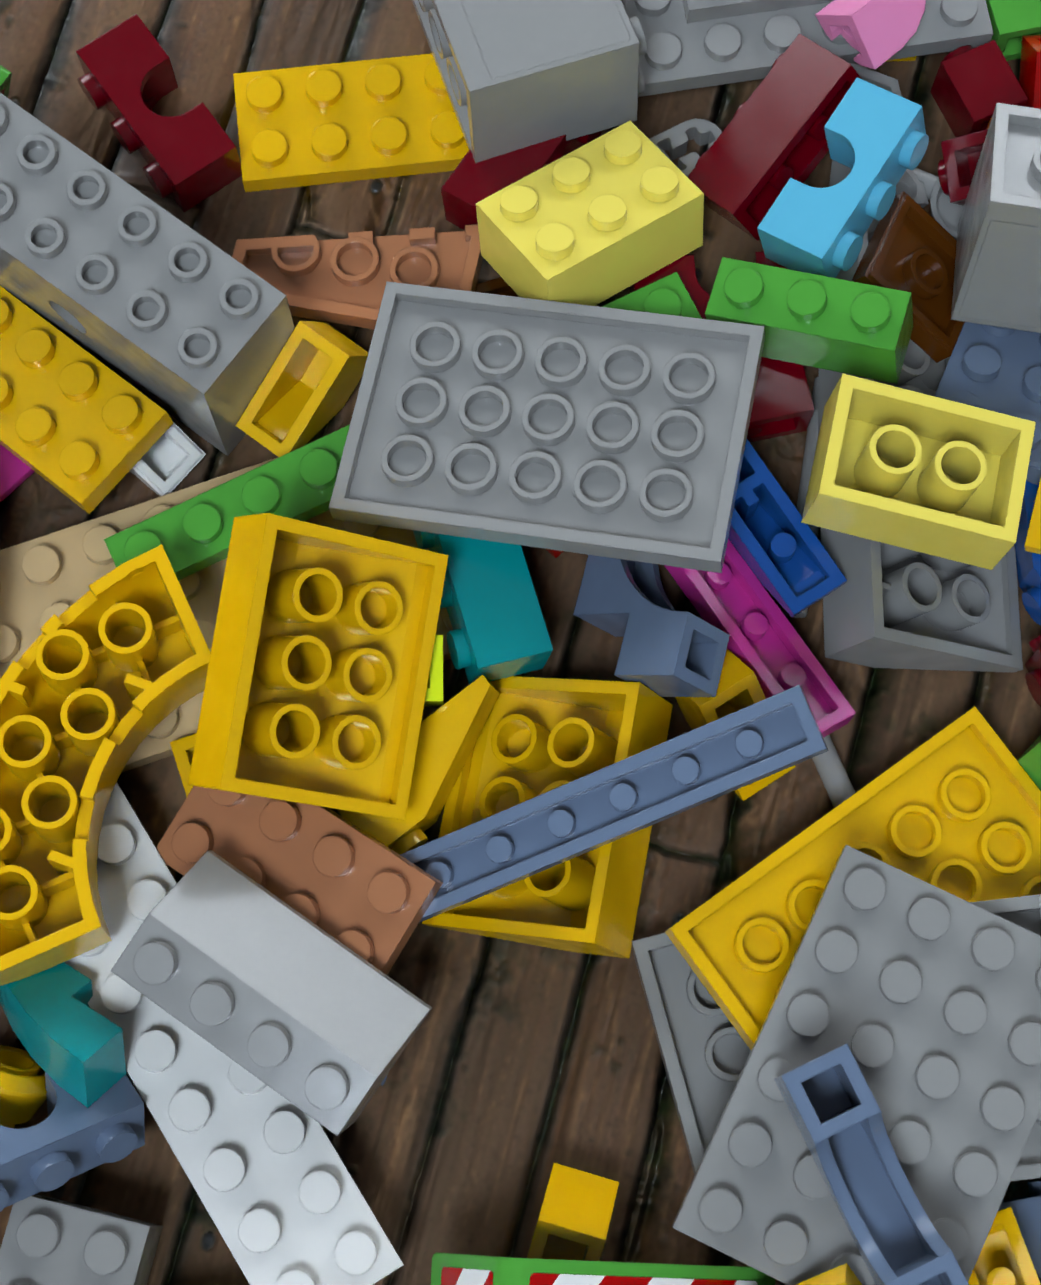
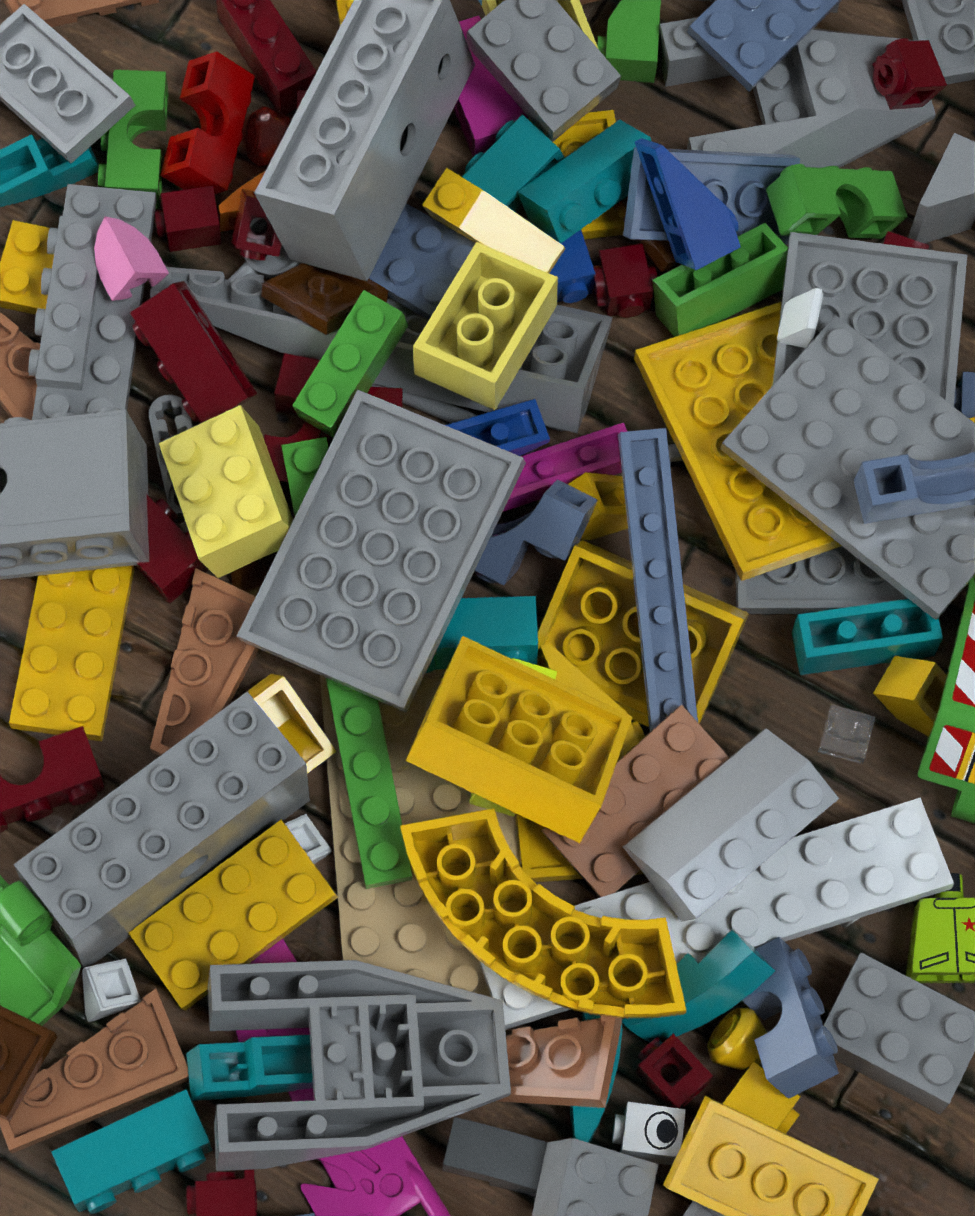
camera: 80 degrees left, 5 degrees down
(493, 1141) = (846, 734): none -> clear tile
(633, 1127) = (863, 636): none -> teal brick
(825, 227) = (228, 285): medium azure arch -> none

